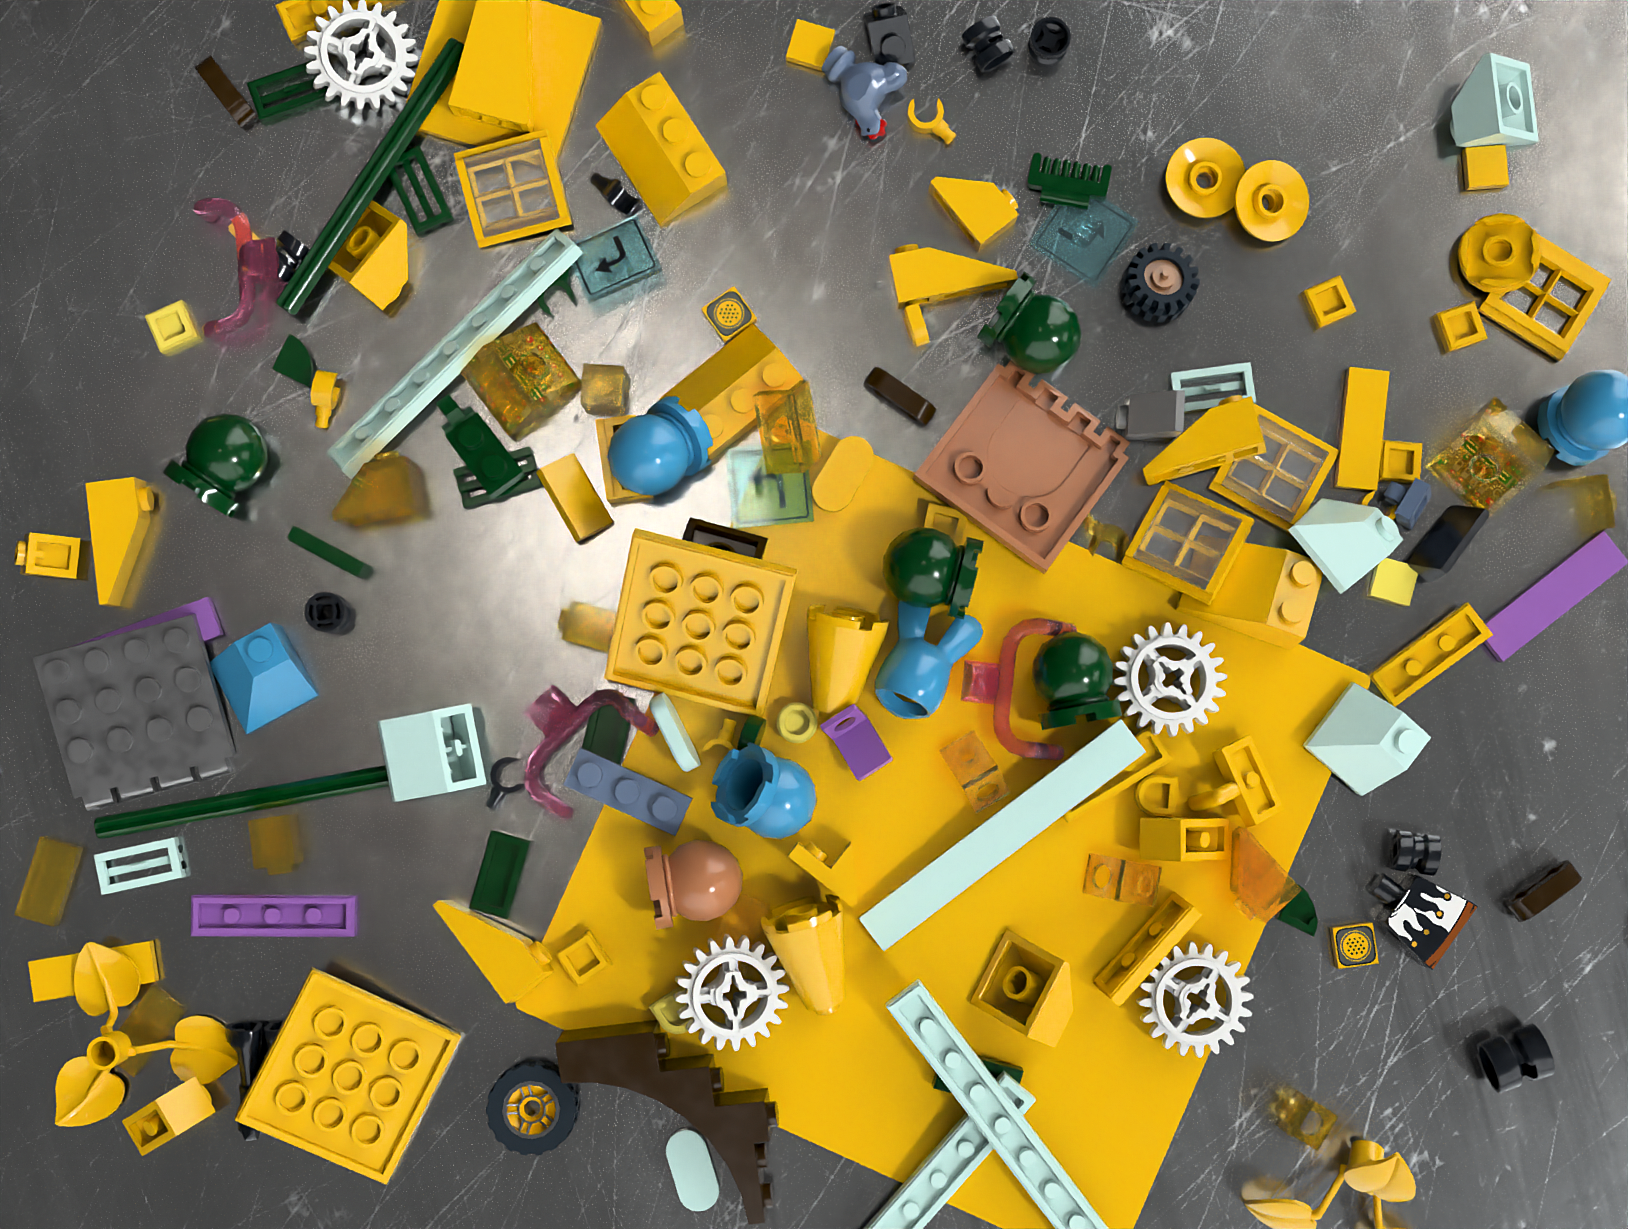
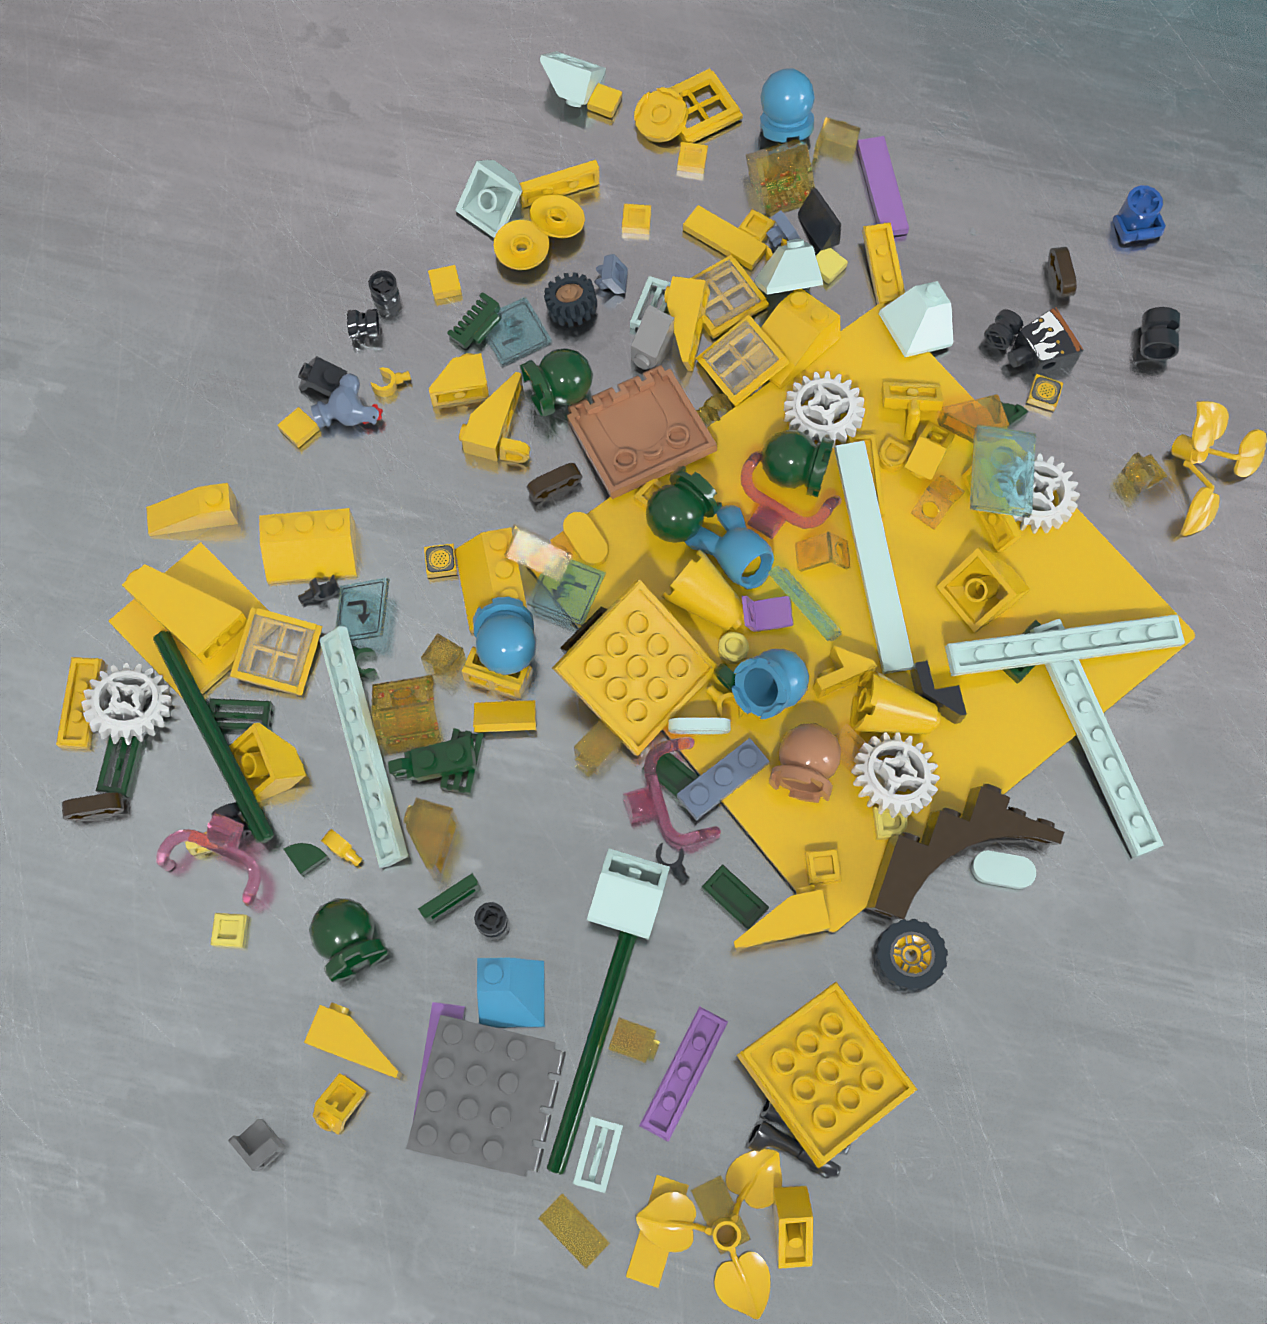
camera: 60 degrees left, 15 degrees down
(858, 1010) = (948, 699): none -> black slope
(895, 782) = (805, 603): none -> clear light blue tile
(1104, 110) = (444, 282): none -> yellow tile
(1192, 944) = (1003, 471): none -> clear light blue tile
(1226, 316) = (613, 274): none -> sand blue tile
(1254, 100) = (489, 196): none -> light aqua slope
(1322, 177) = (560, 182): none -> yellow tile

